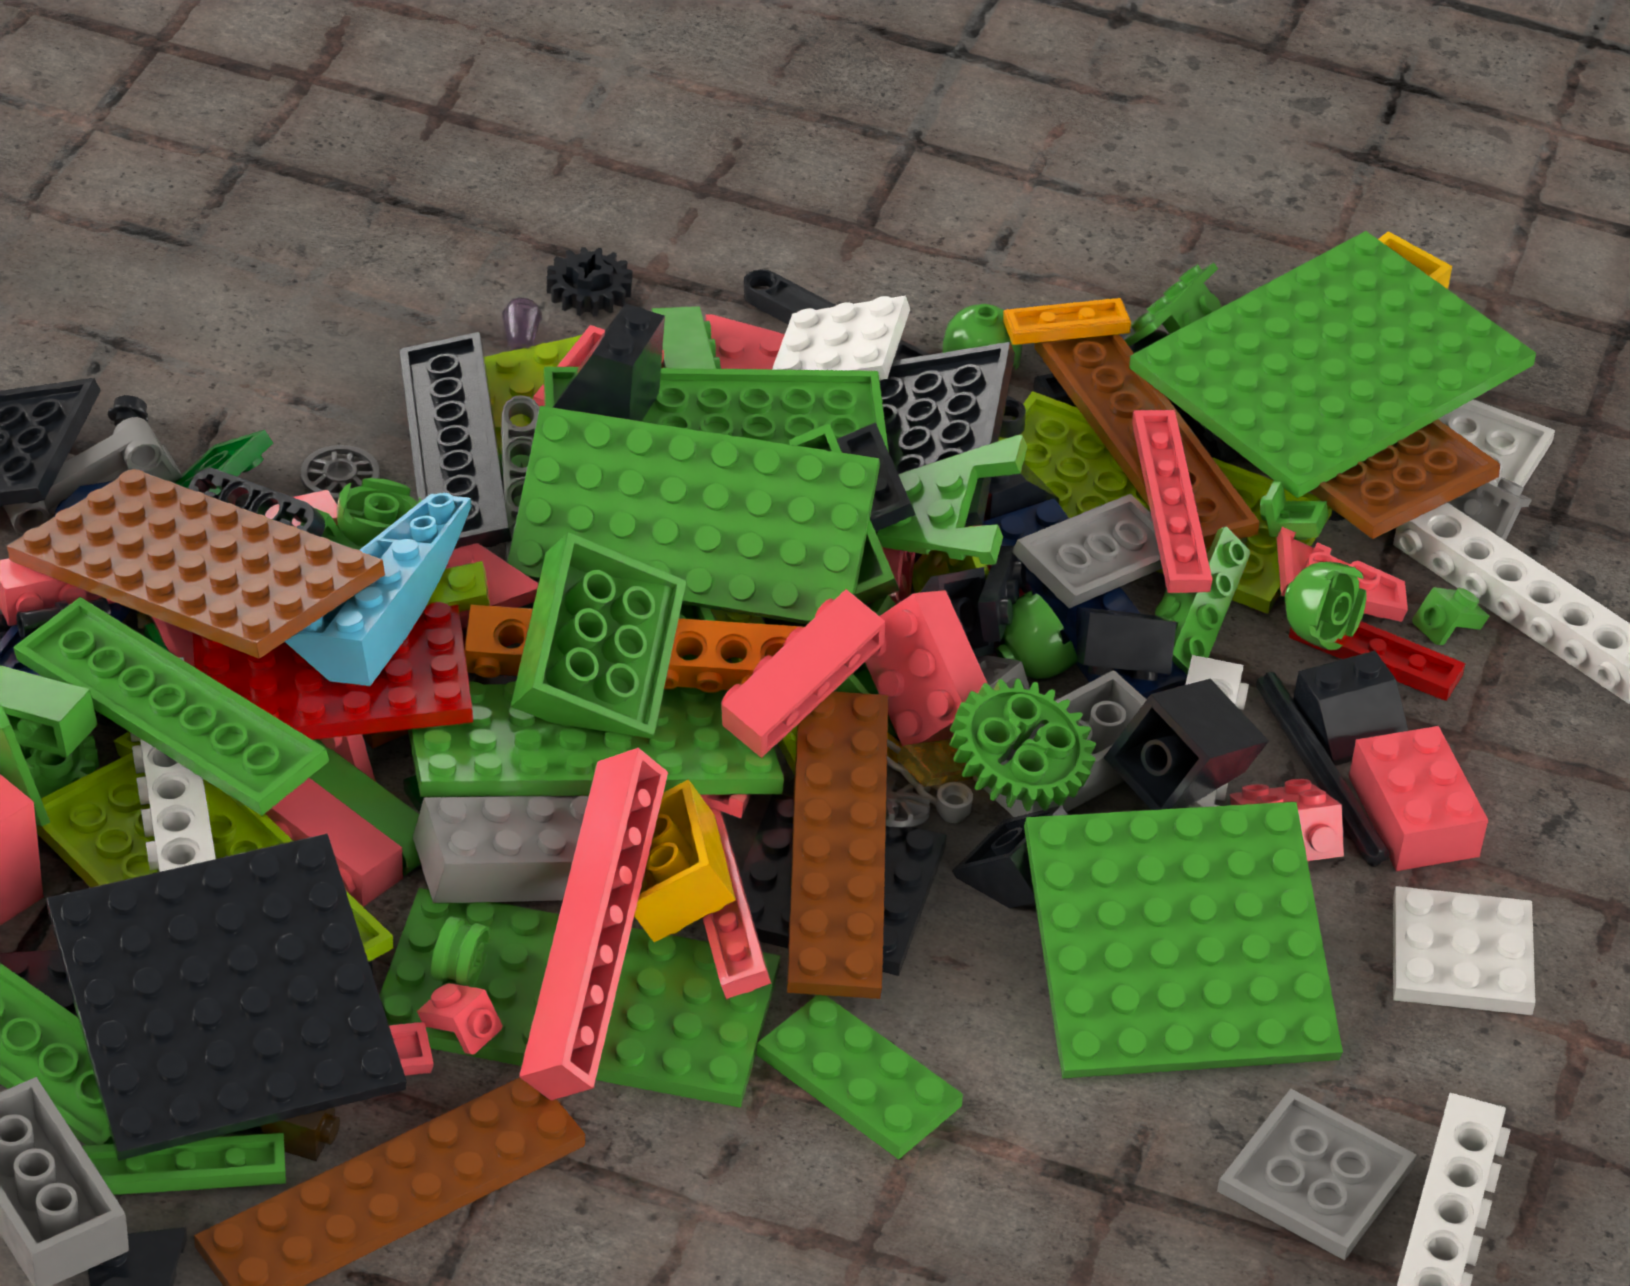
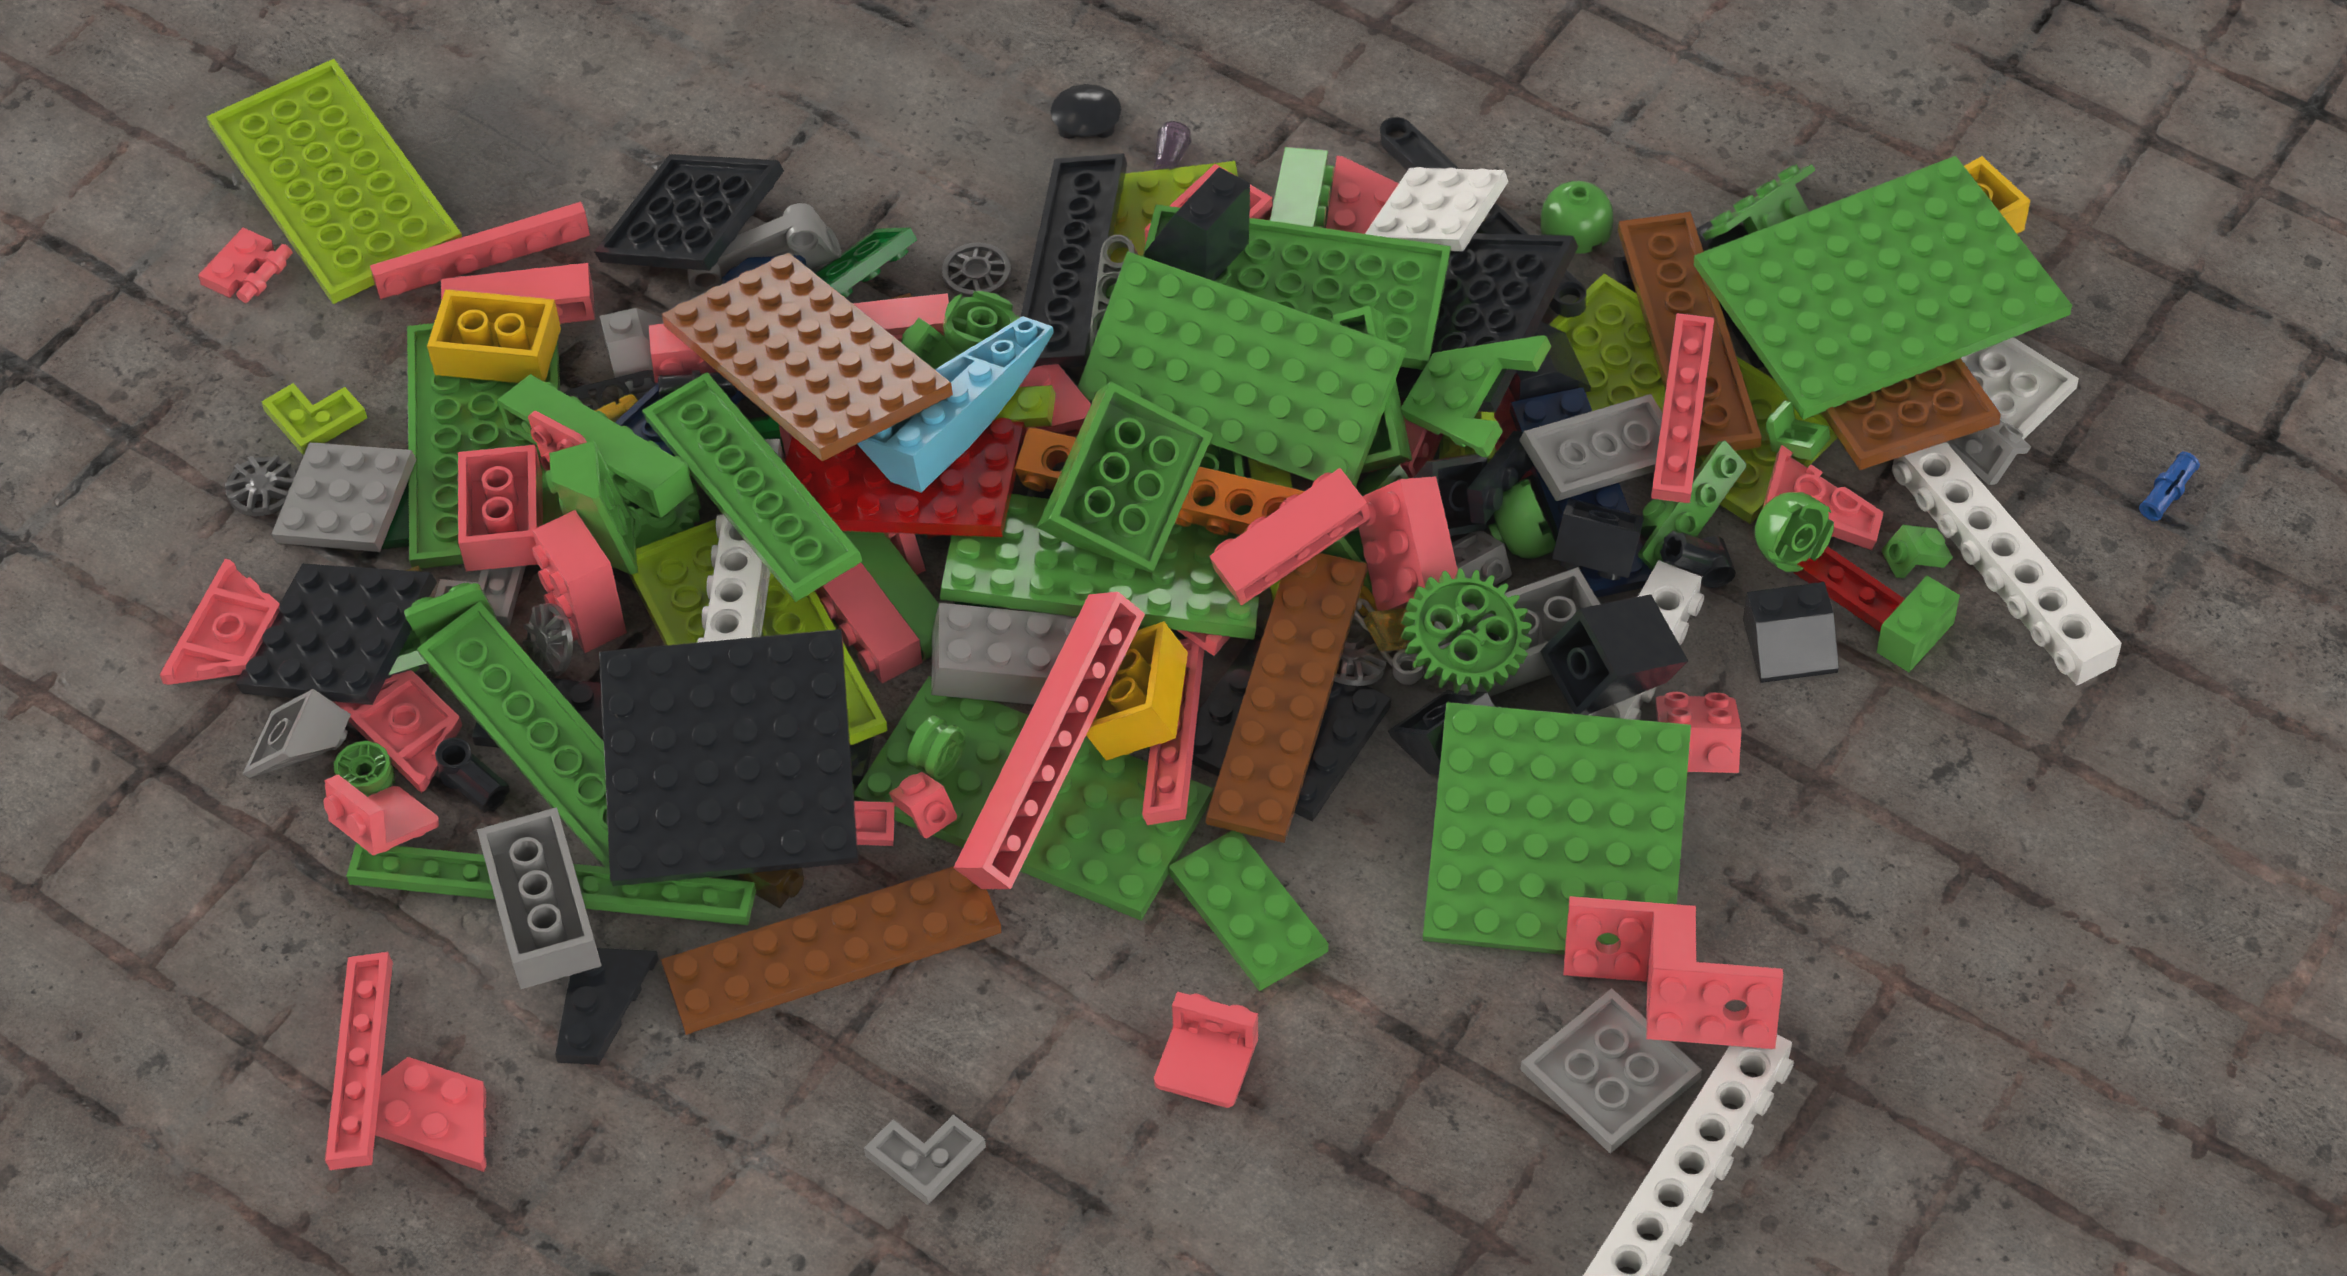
camera: 20 degrees right, 10 degrees up
(127, 407) = (813, 188): black plate -> none
(259, 499) = (876, 305): black beam -> none
(413, 304) = (1086, 111): none -> black dish
(589, 281) = (1243, 110): black gear -> none
(866, 1224) = (1207, 1050): none -> coral bracket
(890, 498) = (1411, 330): black plate -> none
(1066, 321) = (1650, 211): light orange tile -> none
(1234, 645) = (1700, 556): none -> black piece
(1322, 768) = (1747, 685): black axle -> none
(1364, 1061) = (1682, 994): none -> coral bracket
(1418, 798) = (1820, 729): coral brick -> none
(1463, 950) = (1816, 881): white plate -> none
(1480, 682) = (1917, 623): none -> bright green brick

